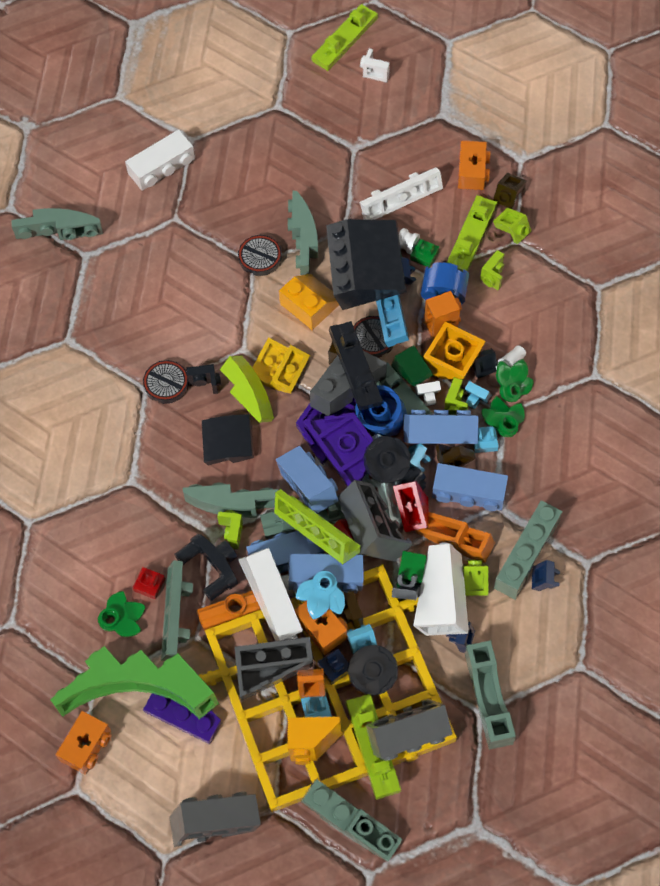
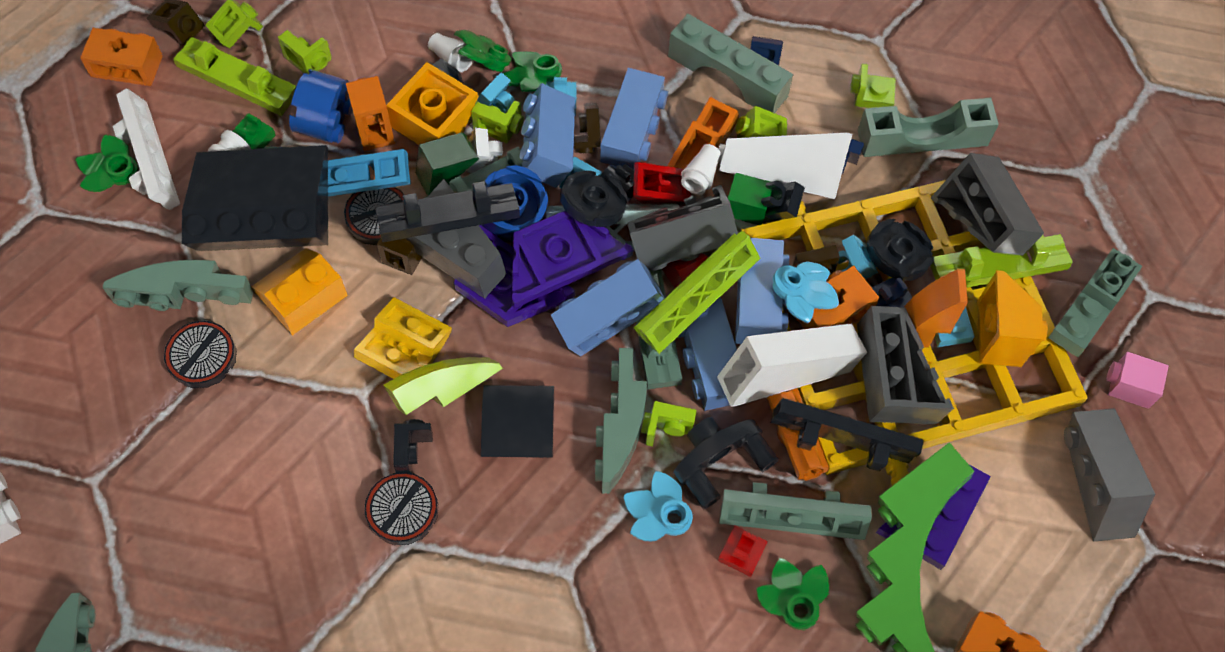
camera: 90 degrees left, 0 degrees up
(173, 526) = (654, 506): none -> medium azure plate
(225, 608) = (816, 423): none -> black hinge
(290, 849) = (1137, 379): none -> bright pink brick
(388, 175) = (104, 168): none -> green plate
(423, 530) = (700, 172): none -> white cone
(527, 659) = (872, 90): none -> lime bracket

